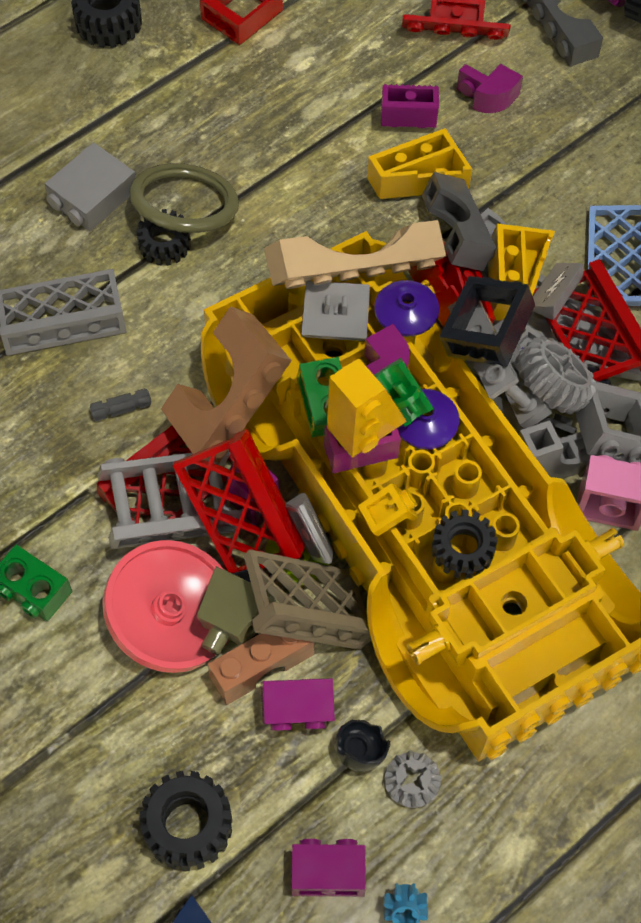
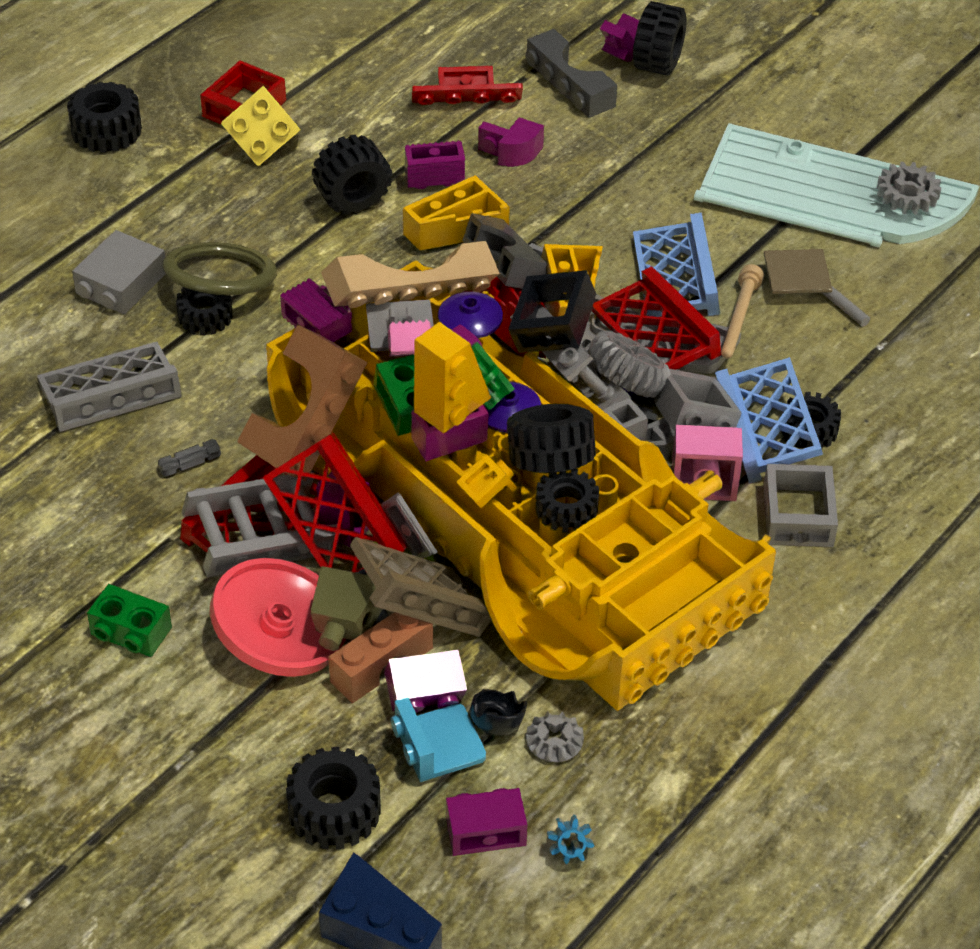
camera: 10 degrees left, 15 degrees down
(251, 41) = (260, 126): none -> light yellow bracket
(252, 284) = (313, 309): none -> magenta brick
(299, 766) = (437, 739): none -> medium azure bracket
(326, 110) = (352, 174): none -> black tyre
(339, 338) = (402, 336): none -> bright pink brick
(459, 475) = (551, 438): none -> black tyre
(557, 288) = (614, 298): light grey slope -> none

